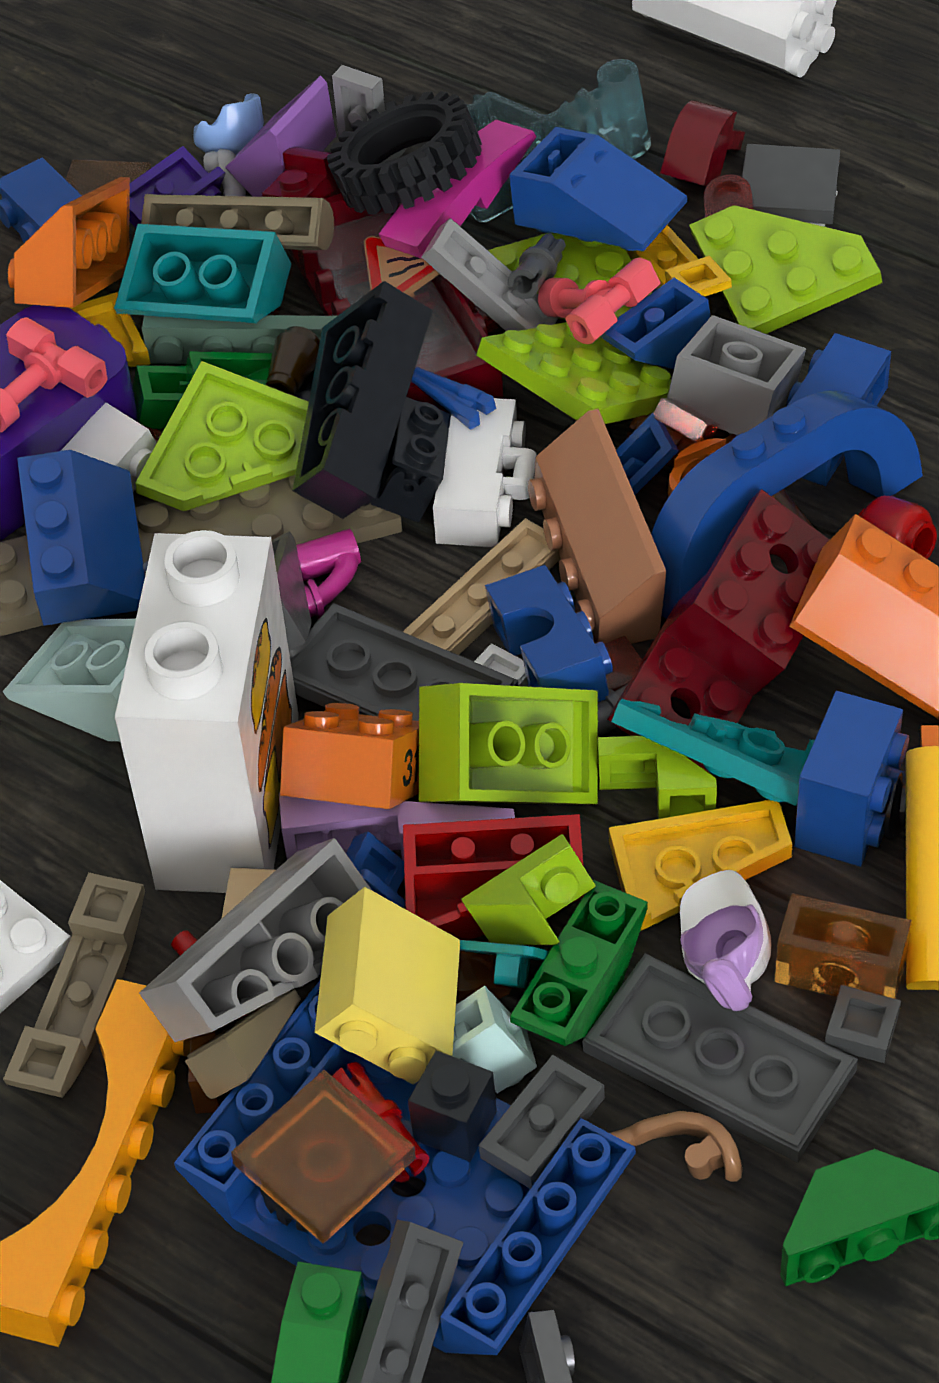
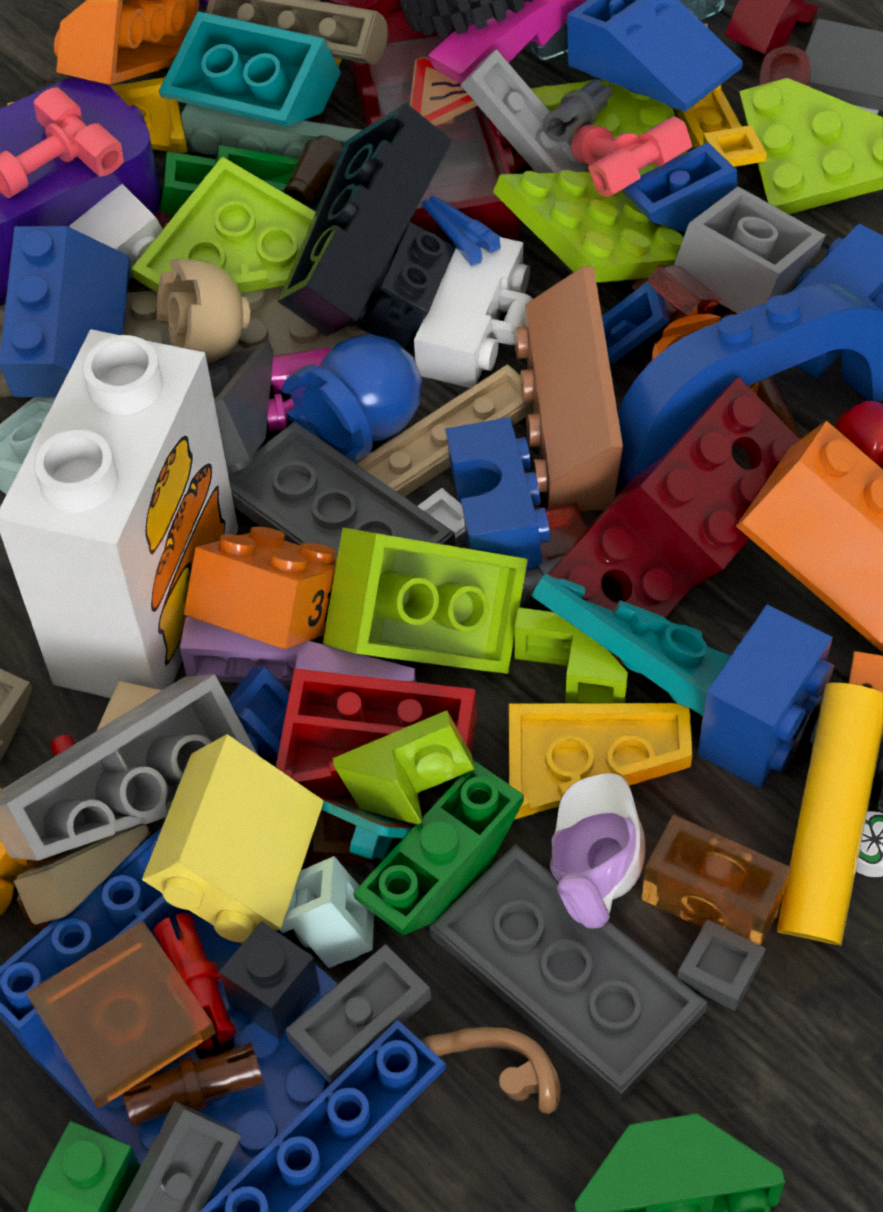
camera: 10 degrees right, 5 degrees up
(216, 500) = (202, 308): none -> tan cylinder
(390, 567) = (356, 394): none -> blue tile
(413, 1204) = (193, 1084): none -> reddish brown pin

